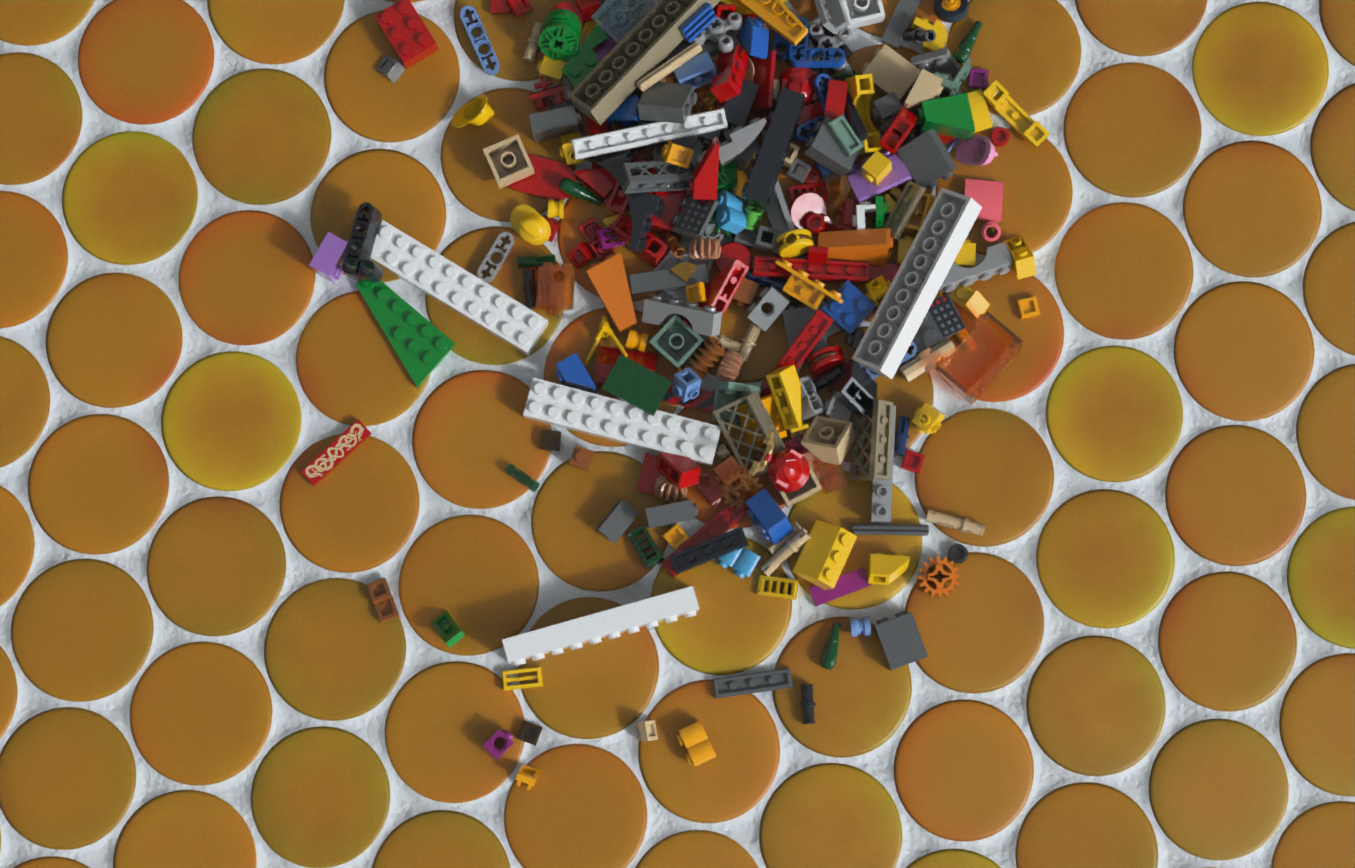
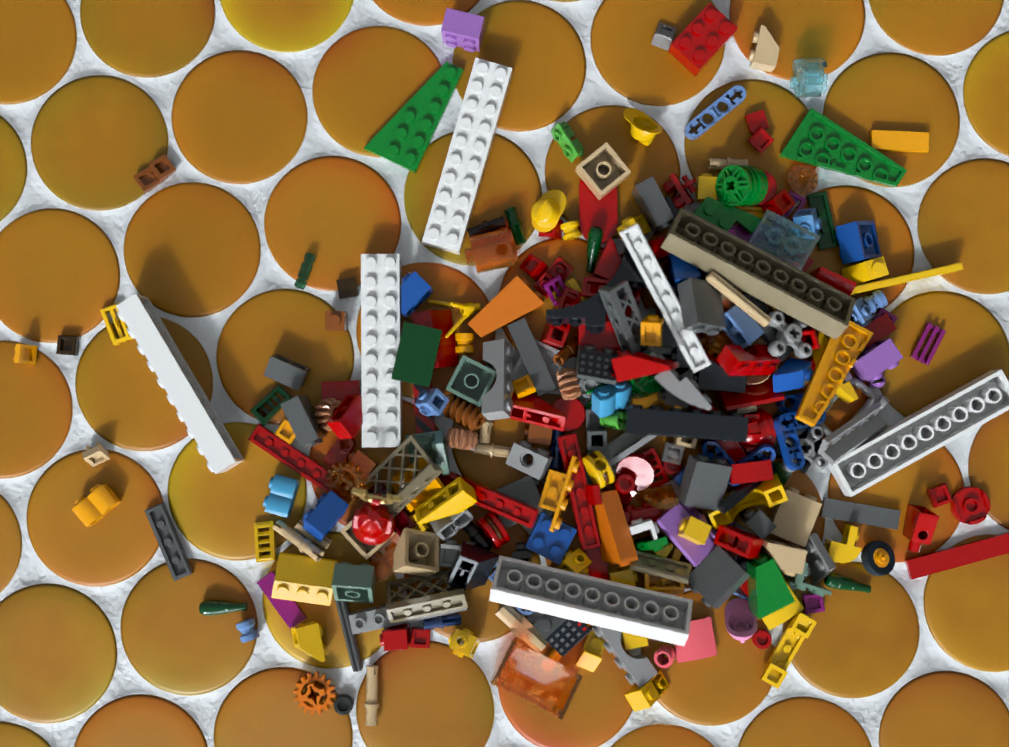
camera: 75 degrees right, 5 degrees up
(336, 452) = (282, 90): tile -> none
(366, 219) = (481, 53): black beam -> none
(448, 629) = (141, 242): green slope -> none
(459, 191) = (562, 135): none -> bright green hinge
(490, 744) = (40, 315): magenta brick -> none
(498, 242) = (496, 178): light grey beam -> none
(683, 270) = (542, 369): pearl gold tile -> none
(697, 22) = (790, 315): blue tile -> none
(709, 550) = (279, 467): black tile -> none
(724, 452) = (380, 455): dark tan plate -> none
(807, 704) = (162, 599): black pin -> none
(841, 506) = (354, 582): none -> sand green brick
(844, 135) = (717, 490): sand green tile -> none
(900, 640) = (244, 672): dark grey brick -> none
(904, 481) = (396, 637): none -> red brick
(919, 35) = (840, 535): black pin -> none
(1028, 307) = (600, 710): light orange tile -> none

